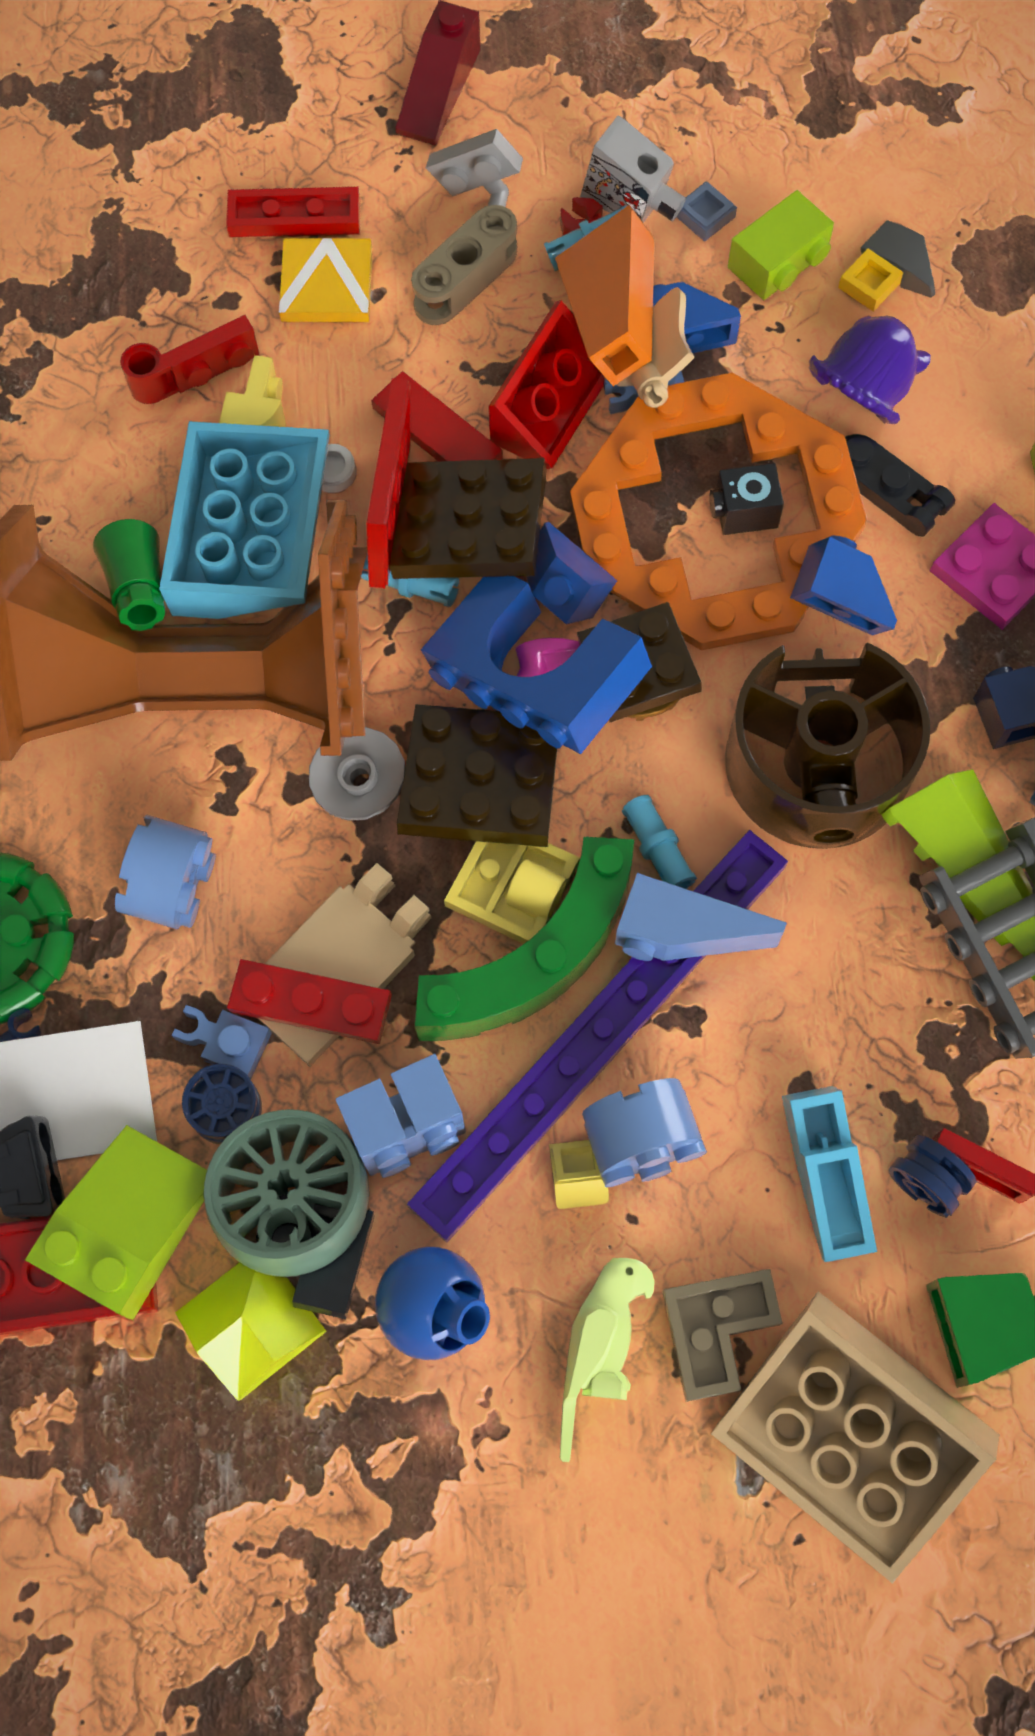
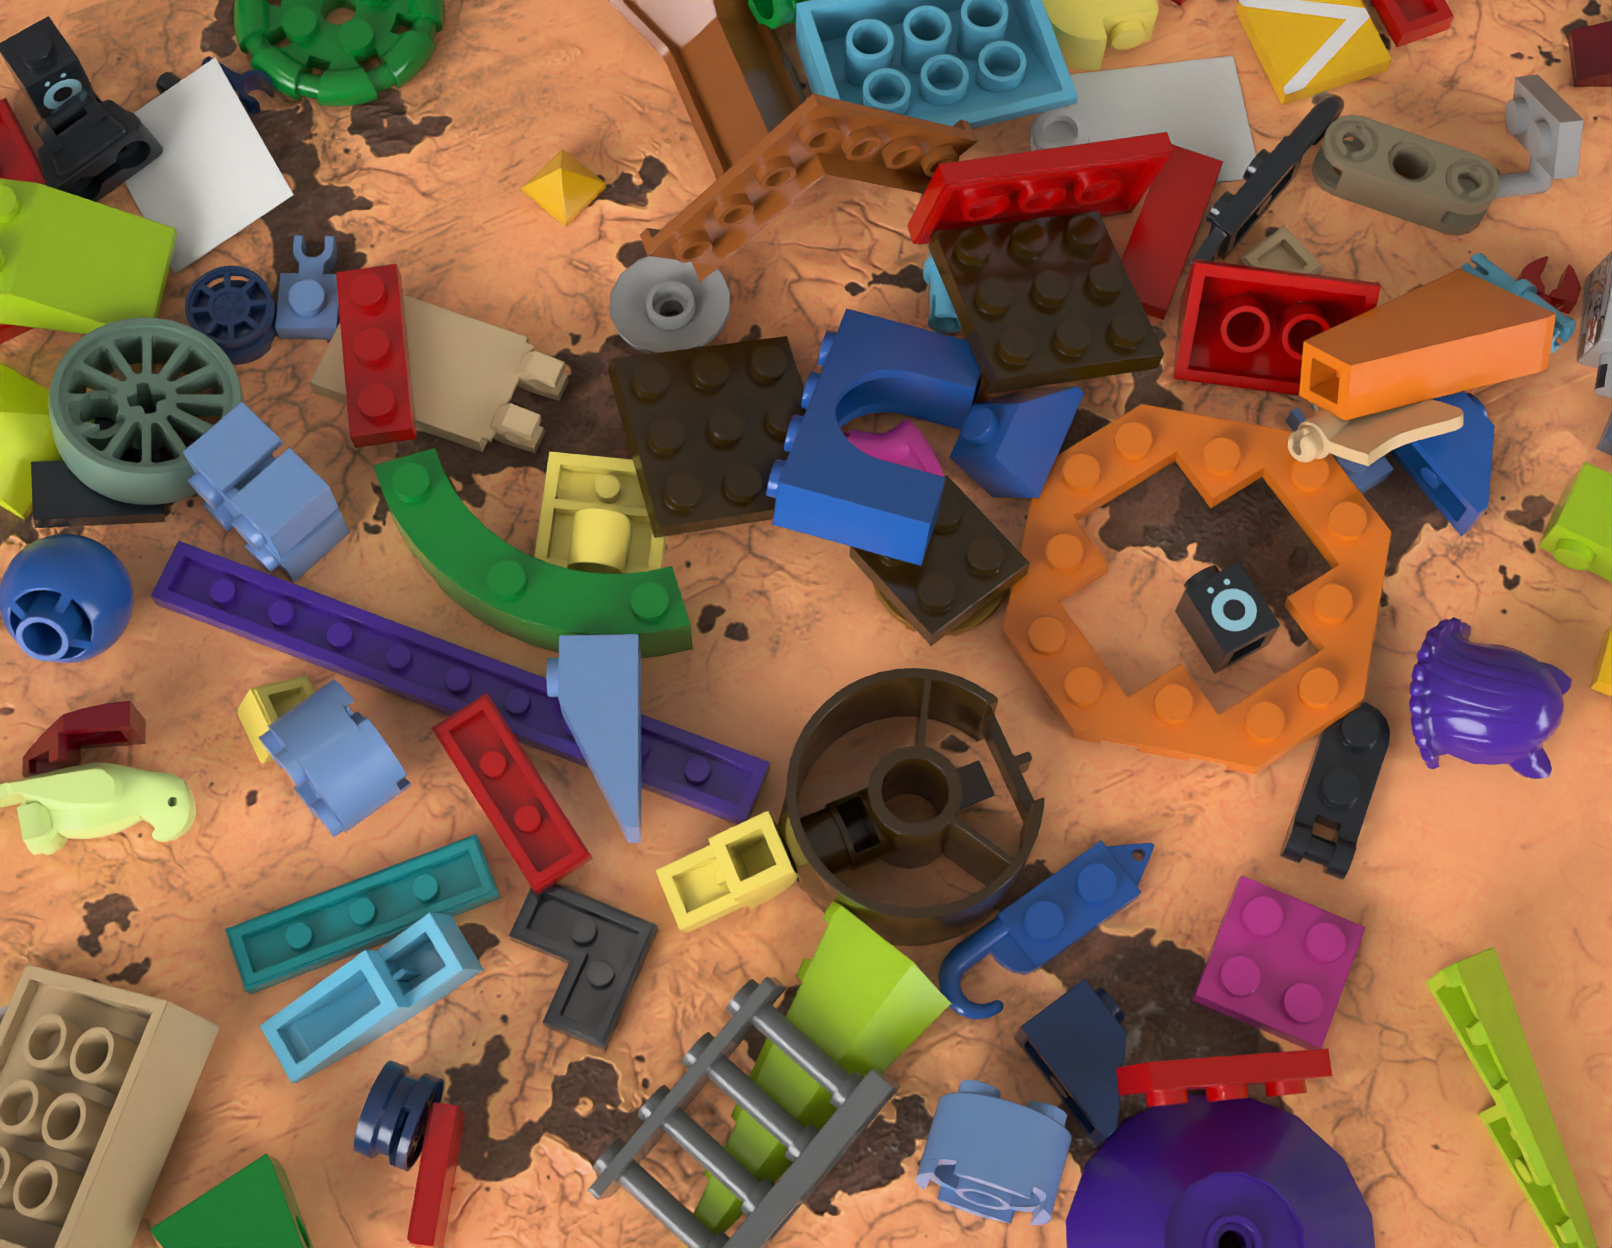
camera: 65 degrees right, 0 degrees up
(164, 871) = (466, 148): medium blue brick -> none
(219, 819) = (564, 187): none -> yellow slope
(339, 393) = (1189, 100): none -> white sticker
(433, 347) = (1265, 181): none -> black plate
(491, 368) = (1282, 252): none -> tan tile
(544, 1354) = (84, 729): none -> dark red slope
(658, 842) = (714, 667): medium azure pin -> none
(705, 1316) = (146, 910): dark tan plate -> none
(711, 1015) = (512, 793): none -> red tile
(758, 1162) = (360, 914): none -> teal tile
(824, 883) = (734, 871): none -> light yellow brick
(844, 586) = (1141, 761): blue slope -> none
(846, 998) = (602, 956): none -> black tile
(914, 651) = (1047, 920): none -> blue plate

